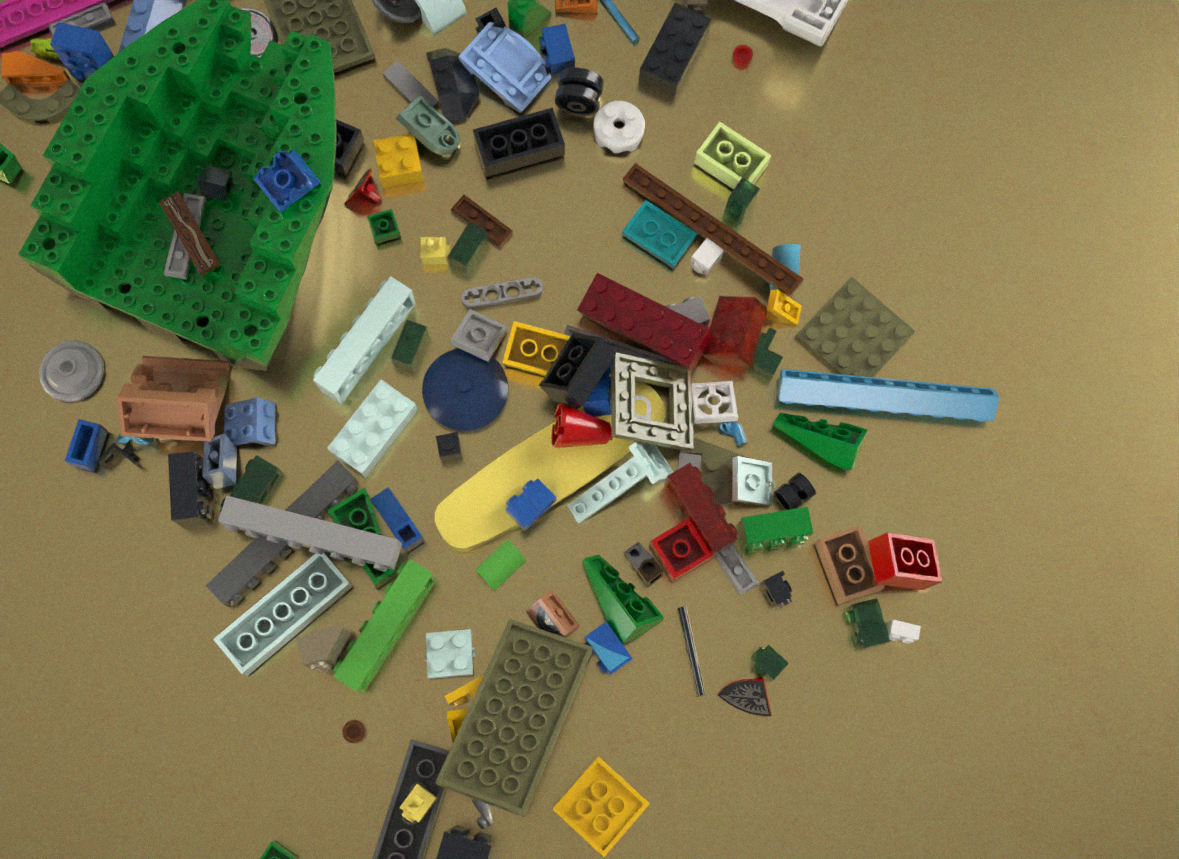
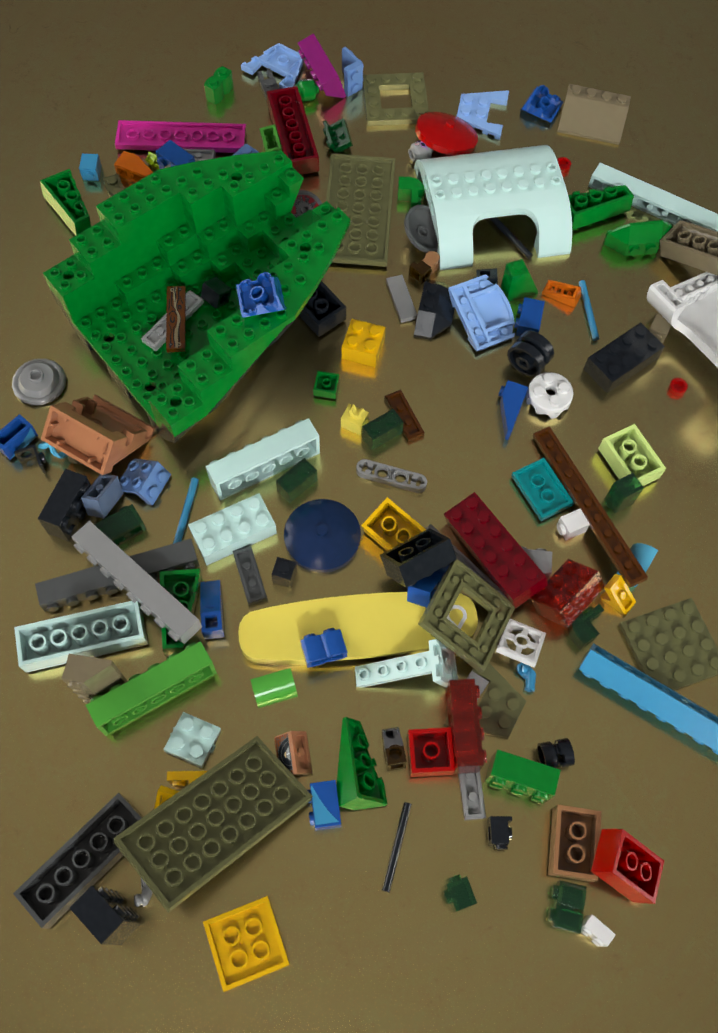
camera: 30 degrees right, 10 degrees down
(313, 435) = (186, 510): none -> dark azure bar
(354, 731) = (80, 763): reddish brown tile -> none
(366, 190) = (326, 351): red shield -> none
(415, 467) = (250, 576): none -> dark grey tile
(417, 803) = (90, 851): light yellow brick -> none
(419, 40) = (424, 268): none -> dark brown leg
(429, 126) = (400, 328): sand green tile -> none
(478, 335) = (355, 497): light grey plate -> none
(519, 142) = (464, 370): black brick -> none
(578, 429) = (395, 606): red cone -> none
(584, 156) = (510, 404): none -> blue slope
(748, 696) = (426, 914): shield -> none
(752, 481) = (522, 725): light aqua plate -> none
(834, 443) = (611, 730): green wedge -> none

